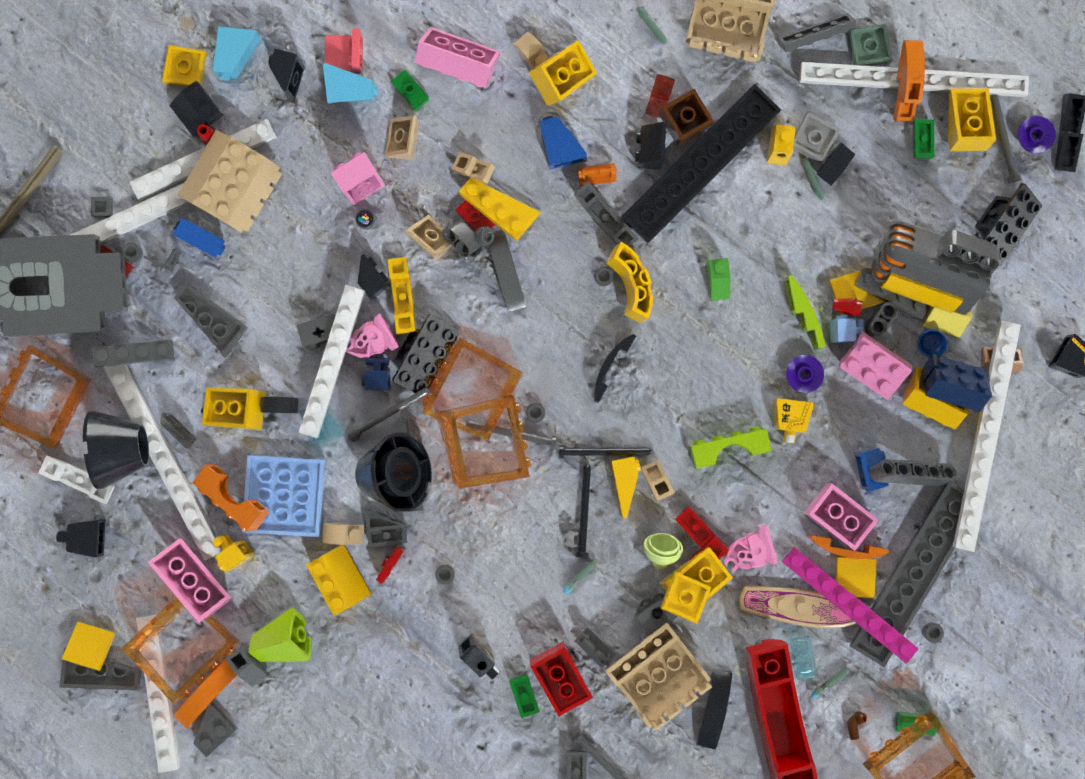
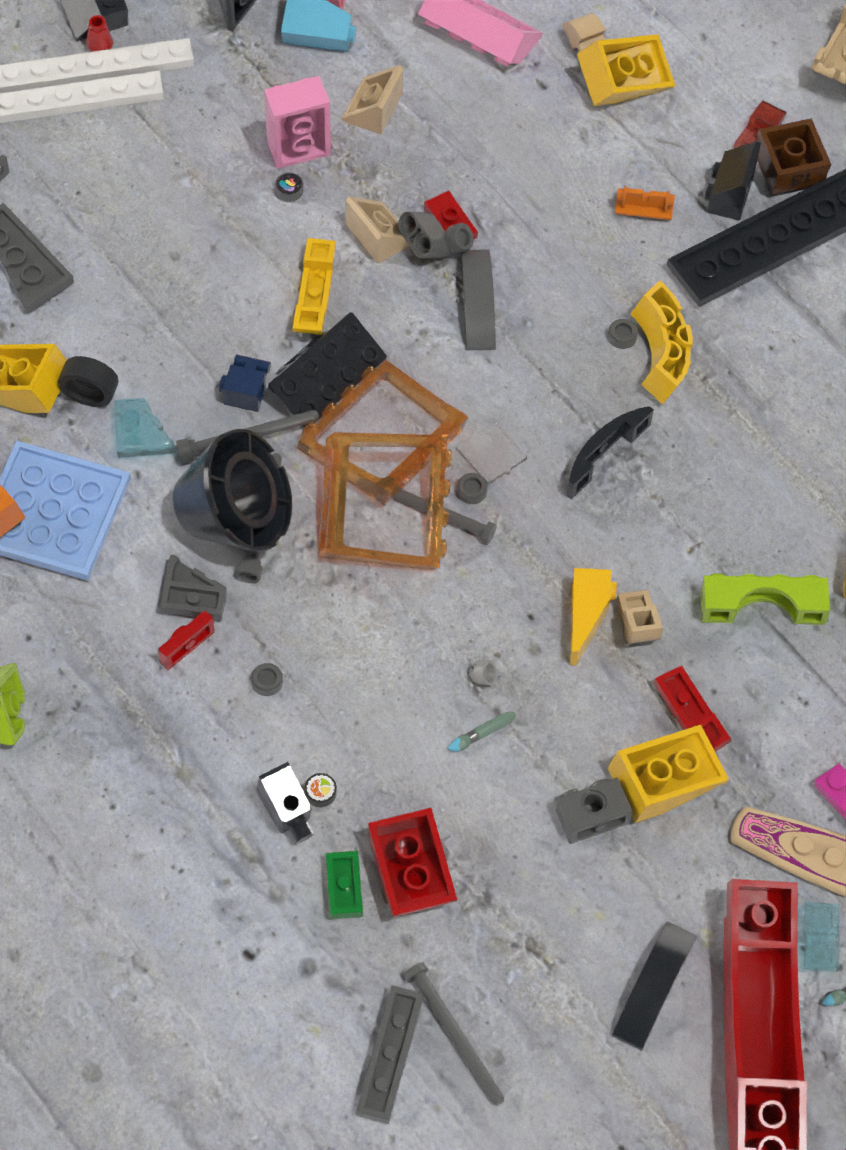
camera: 10 degrees right, 25 degrees down
(198, 237) = (41, 150): blue slope -> none
(230, 181) = (115, 95): tan slope -> none
(308, 331) = (178, 307): dark grey brick -> none
(331, 361) = (184, 342): white plate -> none
(338, 579) = (98, 643): yellow slope -> none
(342, 533) = (121, 577): tan brick -> none
(370, 279) = (275, 259): black slope -> none
(375, 339) = (252, 333): bright pink piece -> none
(410, 90) = (401, 49): green plate -> none
(470, 167) = (463, 155): tan brick -> none
(495, 638) = (320, 790): none -> tile
(502, 210) = (493, 216): yellow wing -> none
(560, 144) = (601, 155): blue slope -> none
(584, 513) = (494, 697): black bar -> none
(595, 647) = (478, 840): dark grey hinge -> none
(601, 451) = (561, 562): black bar -> none
(604, 216) = (638, 251): dark grey slope -> none
(652, 26) = (768, 47): sand green piece -> none
(659, 677) = (571, 895): tan slope -> none
(662, 549) = (623, 716): yellowish green piece -> none
(685, 597) = (645, 777): yellow tile -> none
(718, 279) = (796, 369): bright green slope -> none
(754, 547) = (769, 753): bright pink piece -> none

